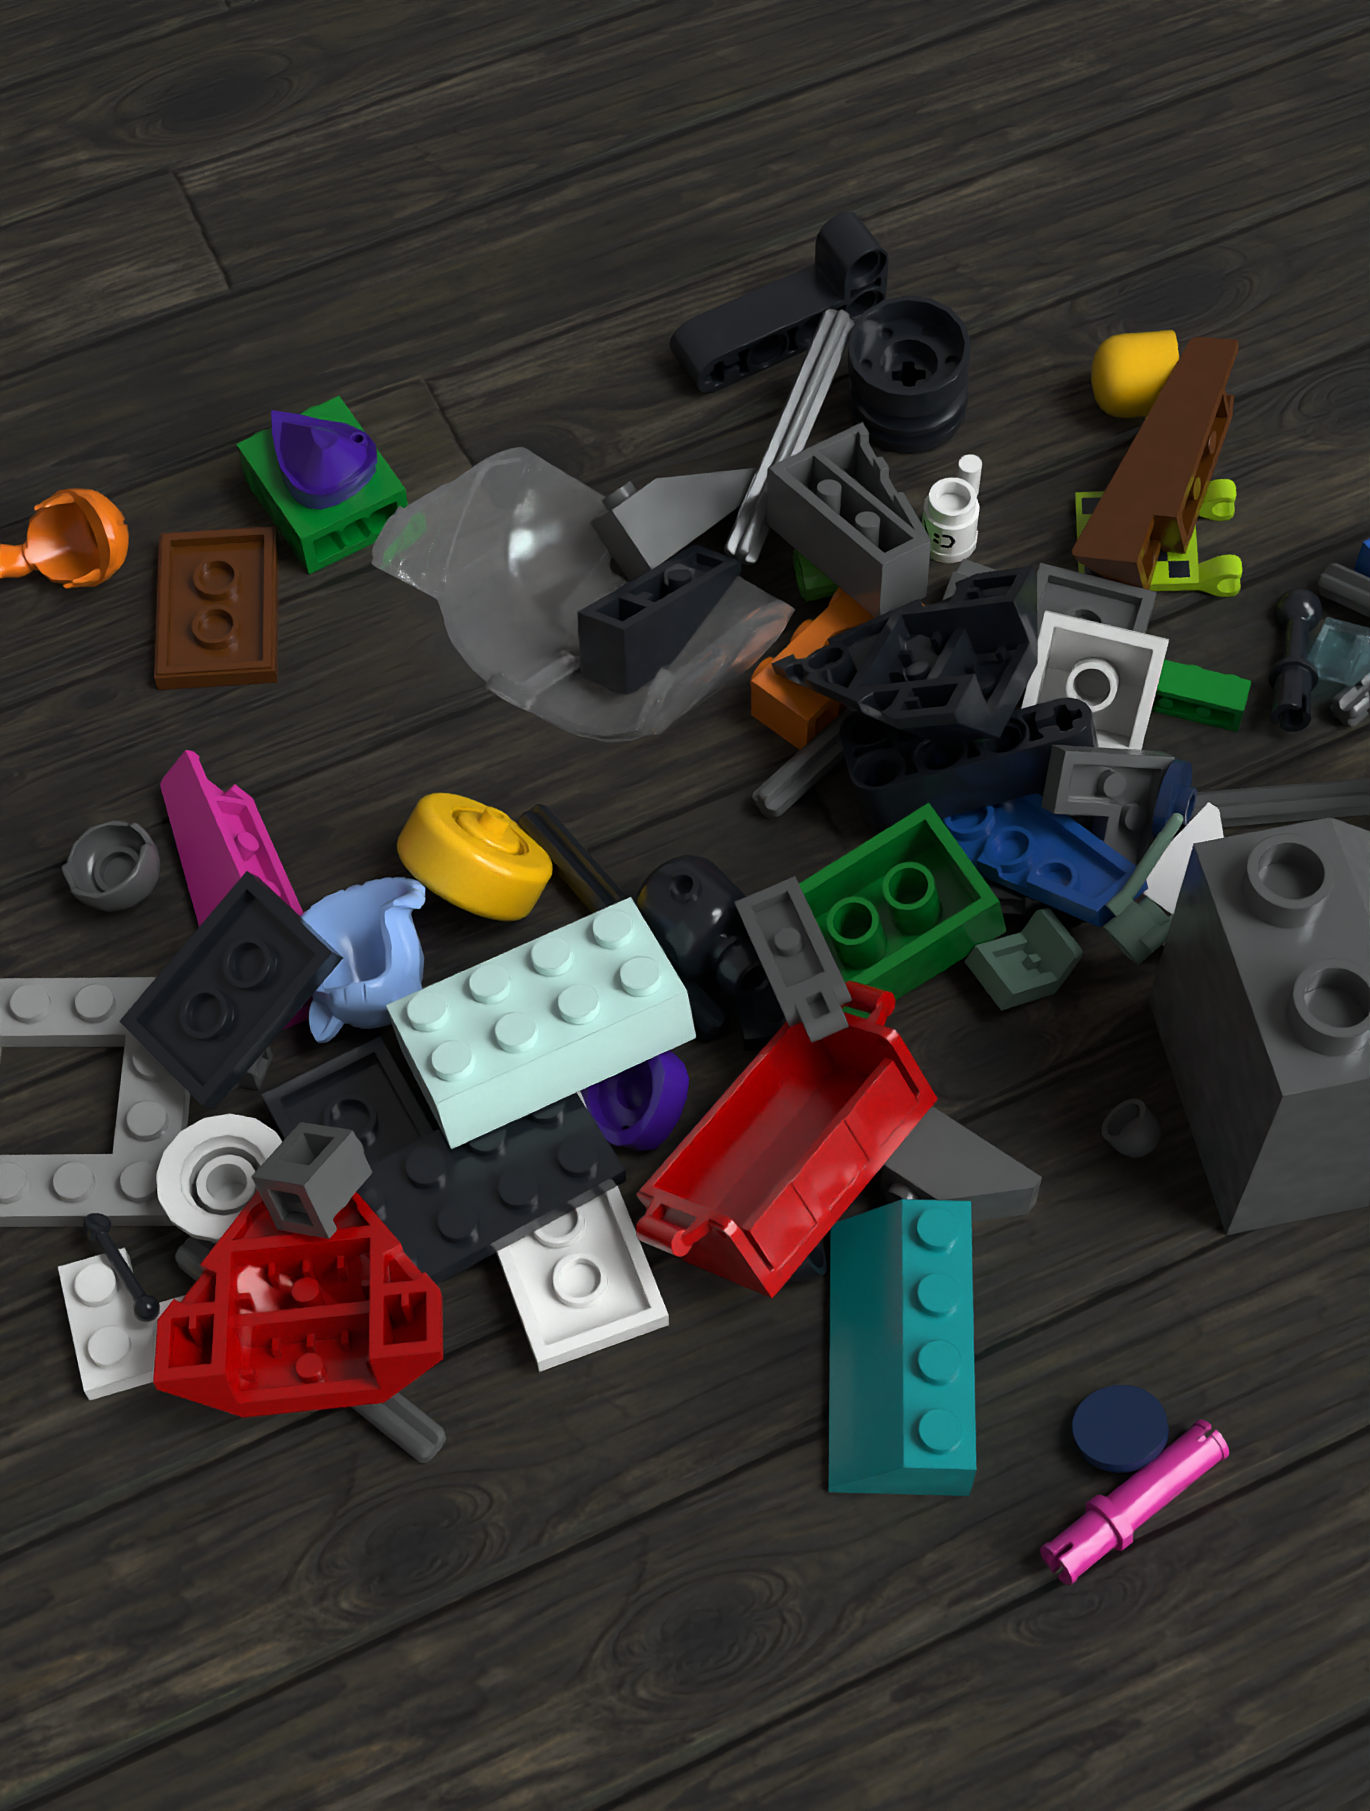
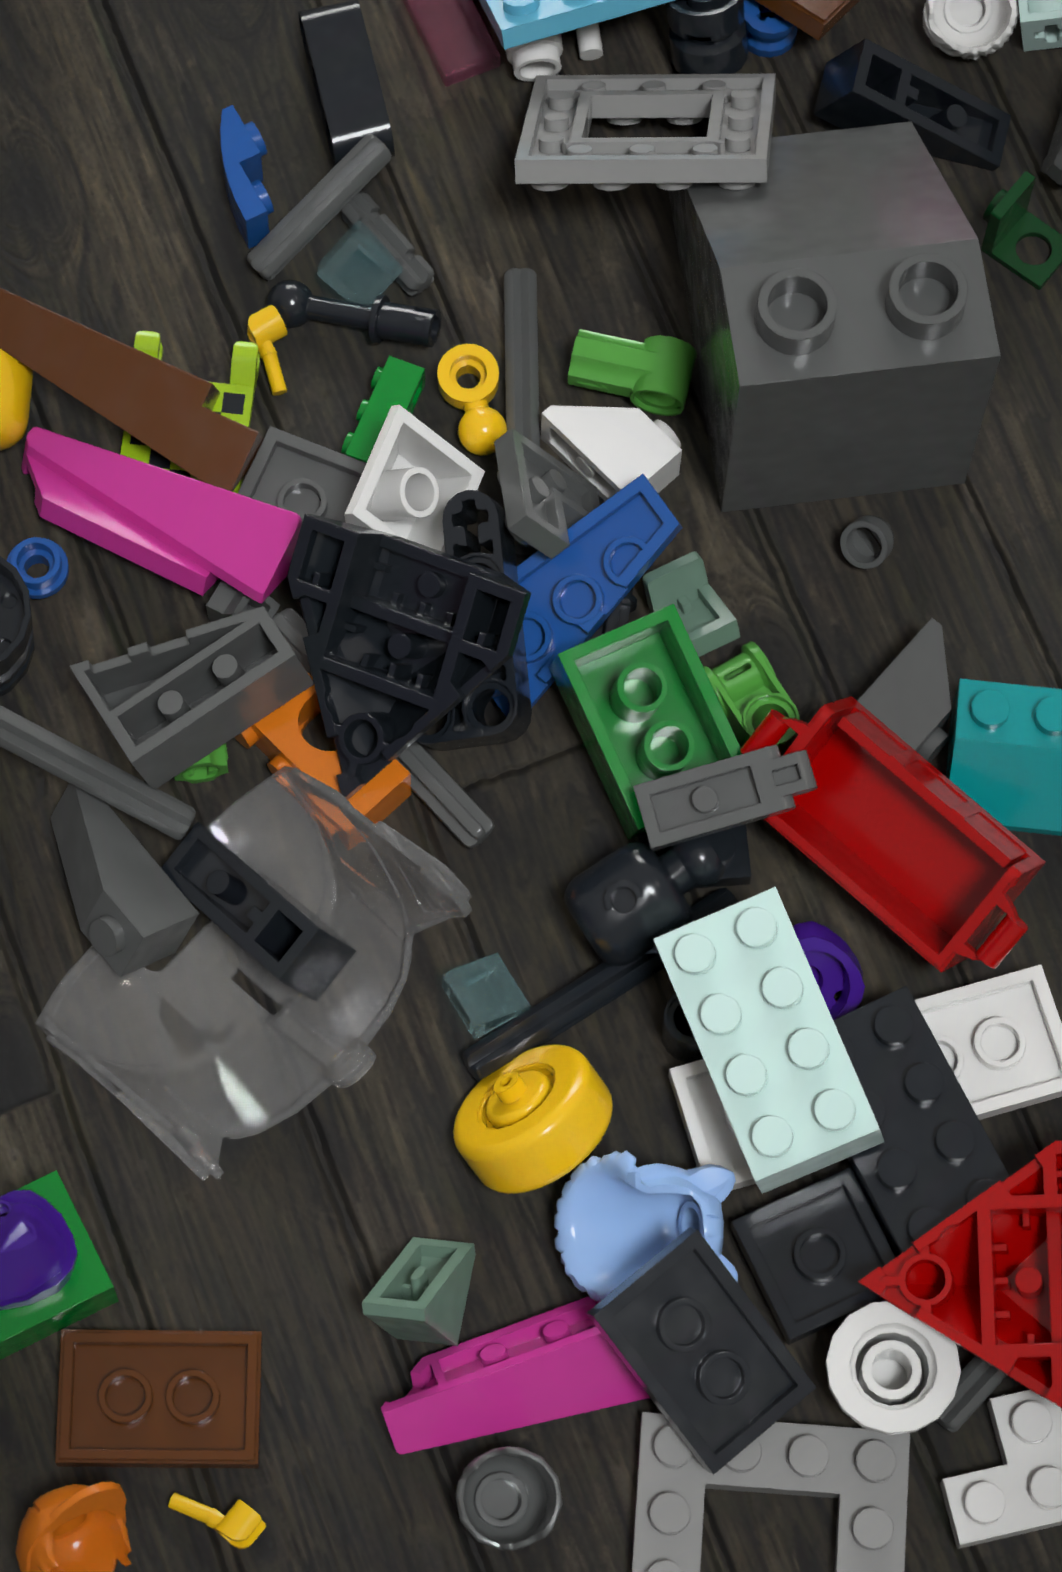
camera: 90 degrees left, 10 degrees up
(97, 1228) = (925, 1503): black hinge -> none
(102, 669) = (238, 1527): none -> yellow hand
(303, 781) = (424, 1292): none -> sand green slope
(312, 1178) = (914, 1256): dark grey brick -> none
(604, 818) = (484, 994): none -> clear light blue slope
(941, 1021) = (748, 693): none -> bright green piece
(953, 513) = (146, 608): white piece -> none
(990, 428) = (43, 551): none -> blue plate
(1044, 497) = (161, 517): none -> dark pink wedge
(1141, 926) = (695, 487): sand green plant -> none
(1175, 796) = (550, 438): dark blue piece -> none
(1235, 742) = (480, 423): none -> yellow plate
(1260, 586) = (264, 329): none -> yellow hand

